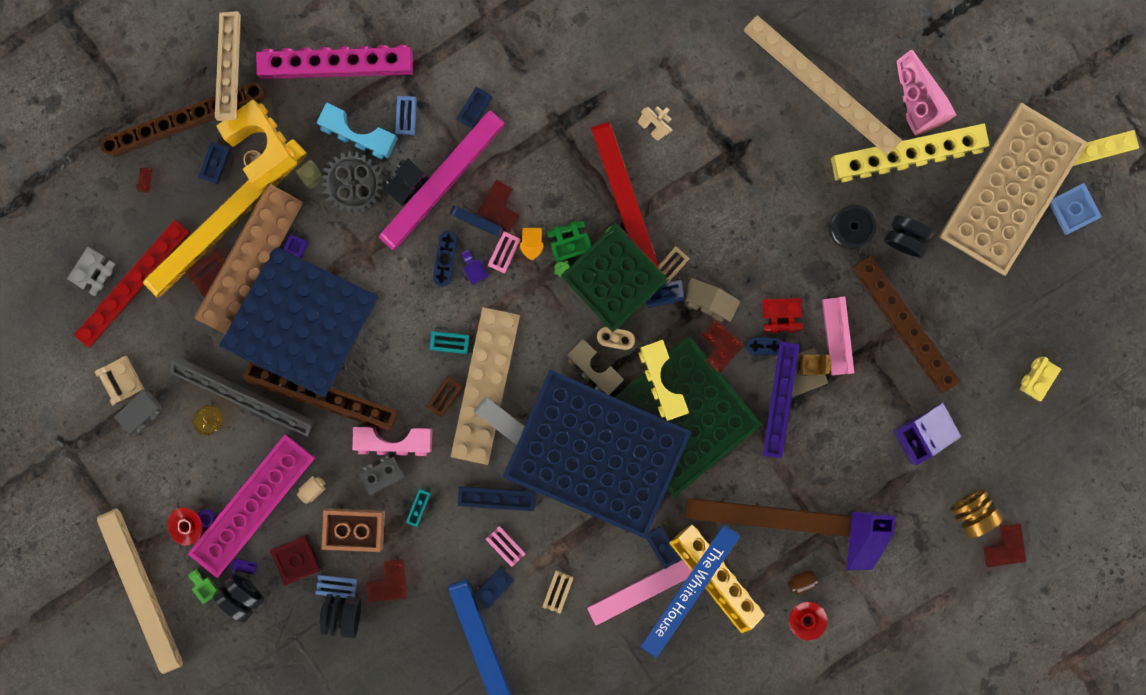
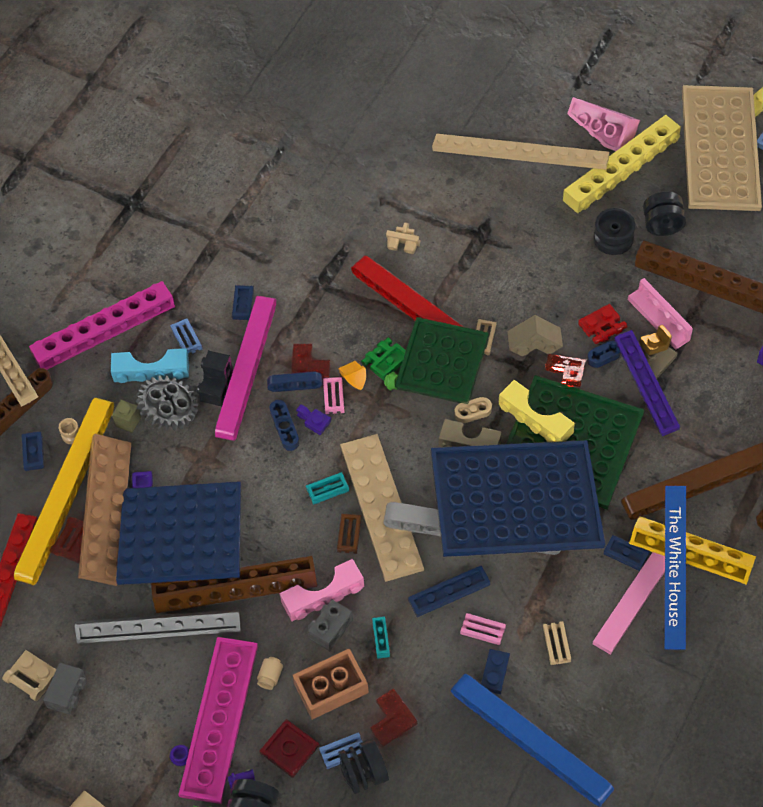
camera: 25 degrees left, 30 degrees down
(179, 528) = (153, 769): red dish -> none
(208, 420) = (136, 661): clear yellow hair -> none
(276, 157) = (53, 397): yellow arch -> none
(667, 294) = (495, 353): dark blue plate -> none

